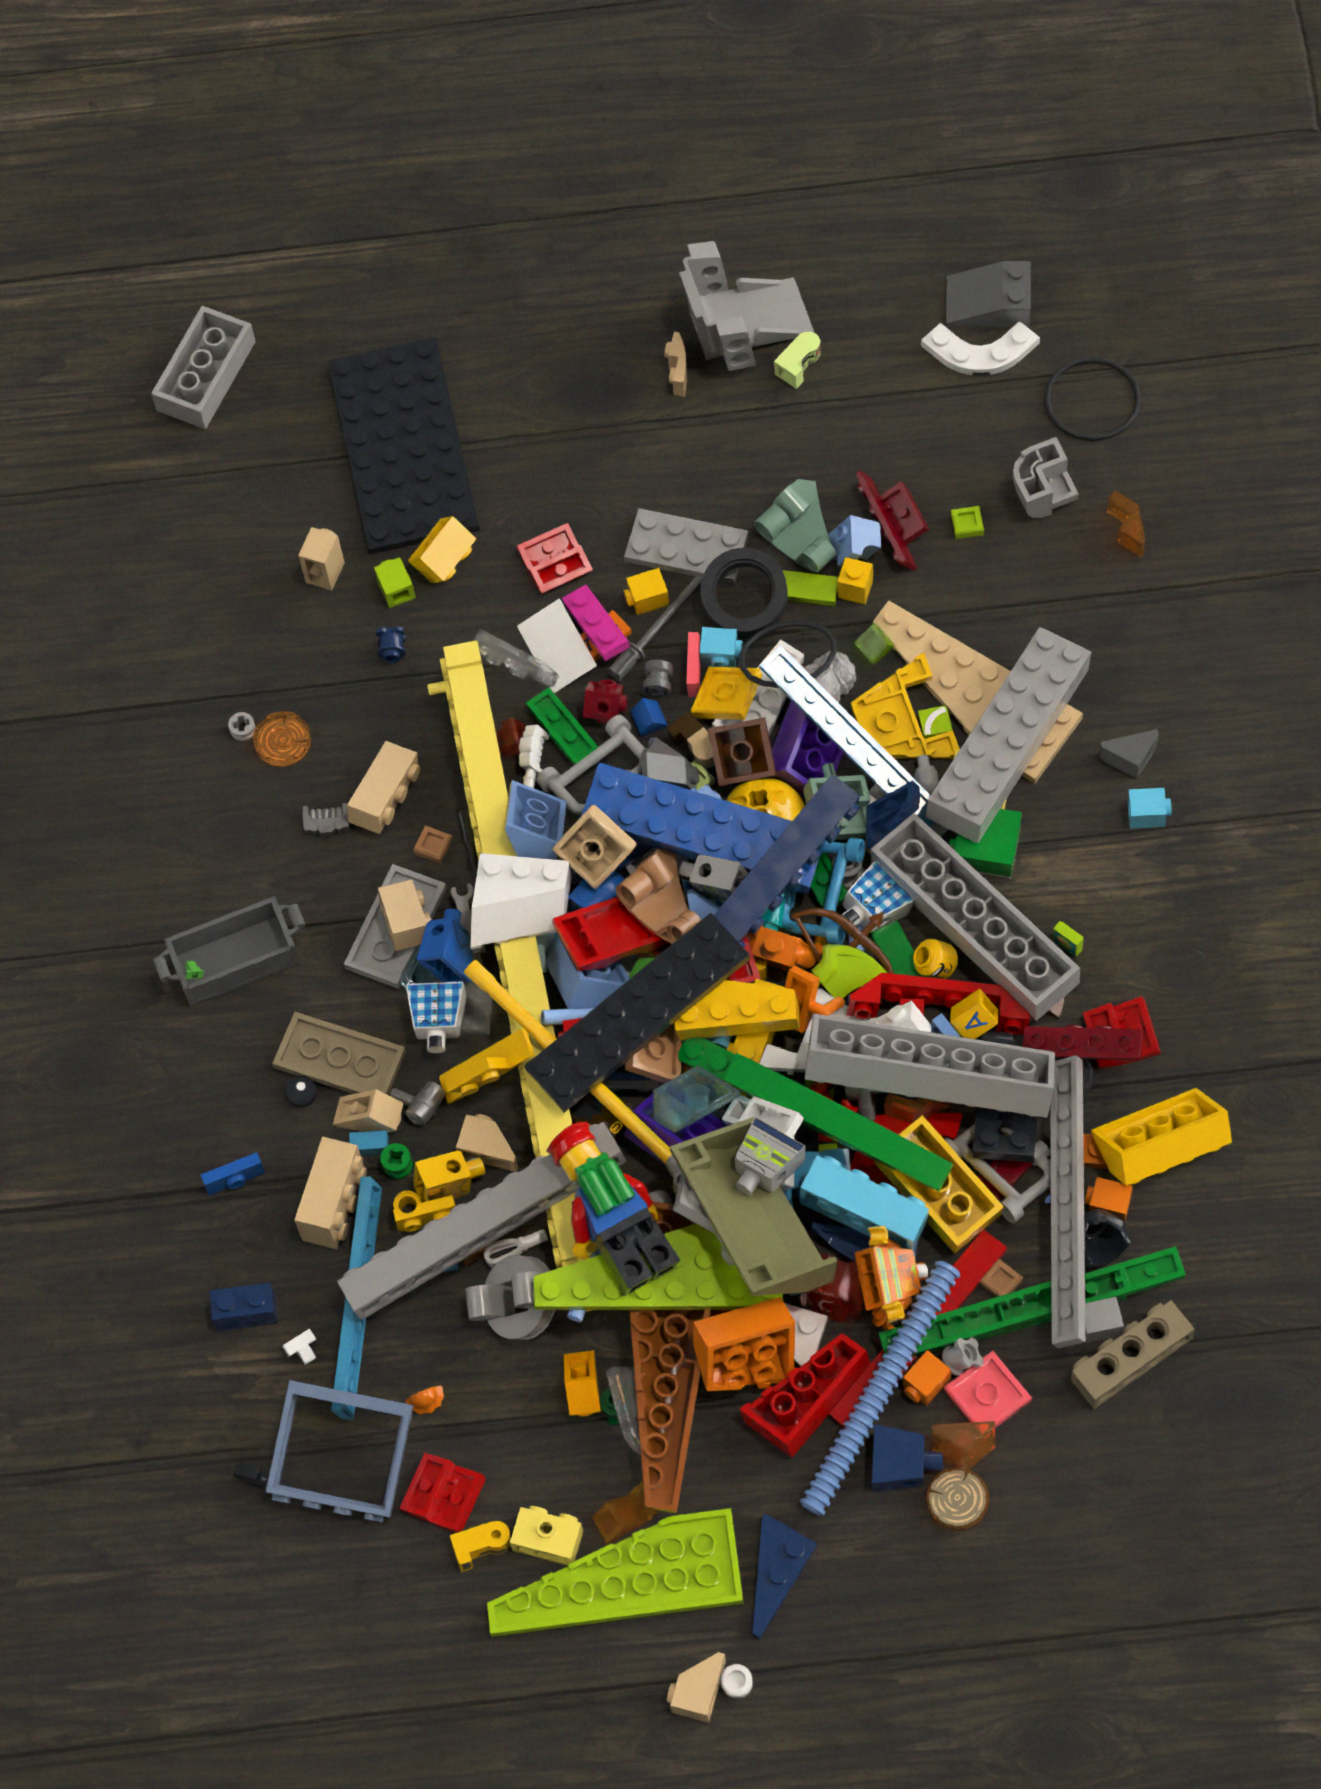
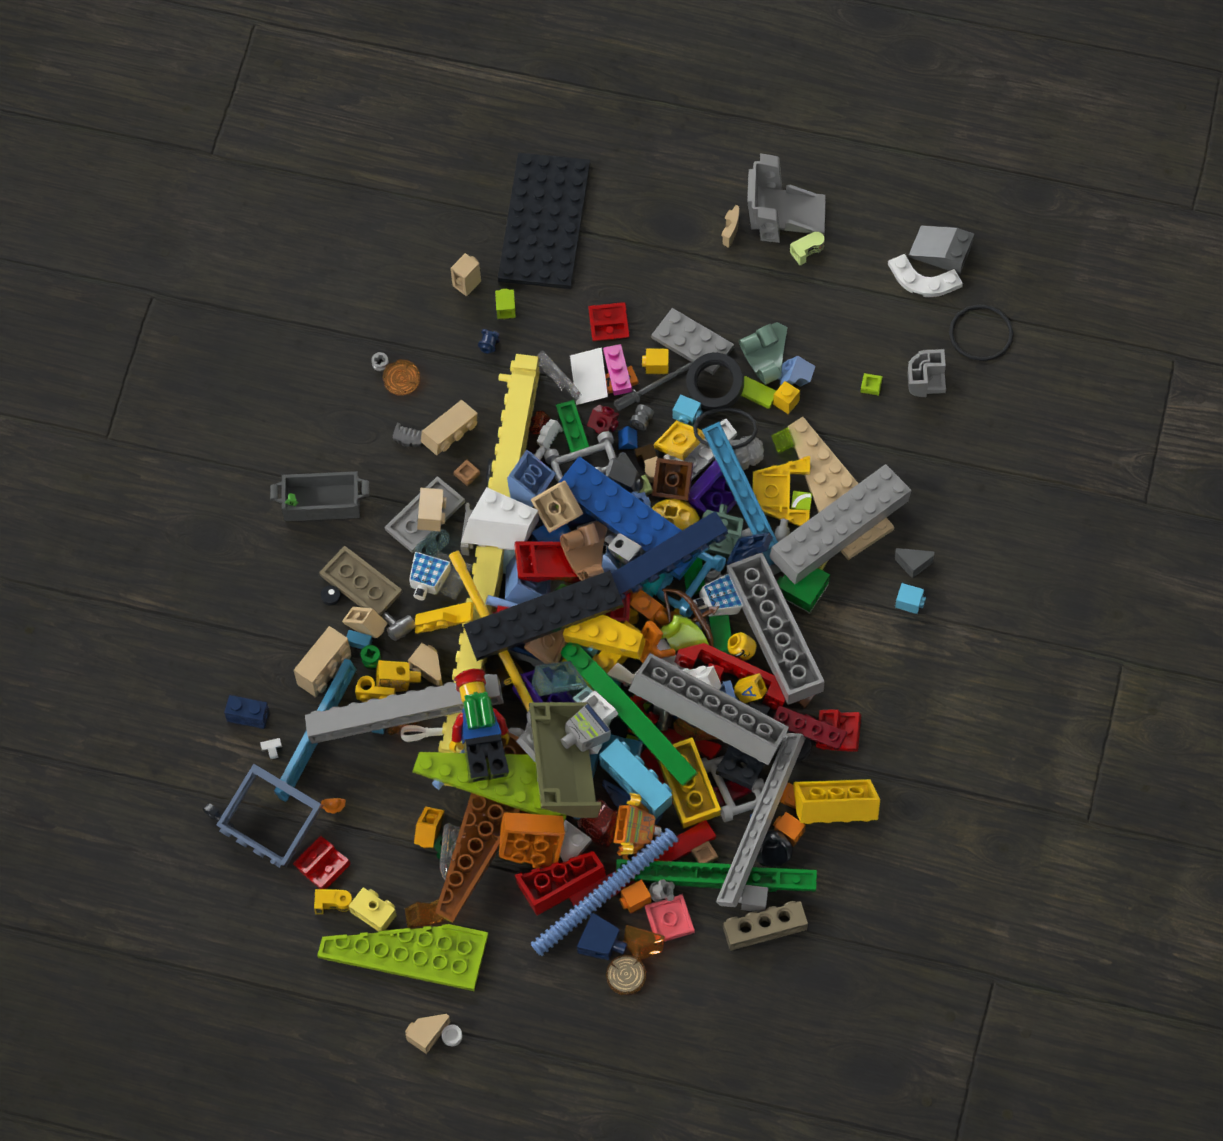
camera: 15 degrees right, 0 degrees up
(203, 367) = (440, 131): light grey brick -> none
(233, 1174) = (270, 630): blue plate -> none
(442, 550) = (541, 293): yellow brick -> none
(446, 948) = (447, 537): blue torso -> none
(496, 1303) = (403, 757): light grey piece -> none
(693, 664) = (666, 416): coral tile -> none
(780, 1563) = (506, 974): dark blue wing -> none
(897, 515) = (828, 365): dark red bracket -> none
(1068, 938) = (828, 661): lime tile -> none
(1131, 531) = (969, 423): clear orange slope -> none

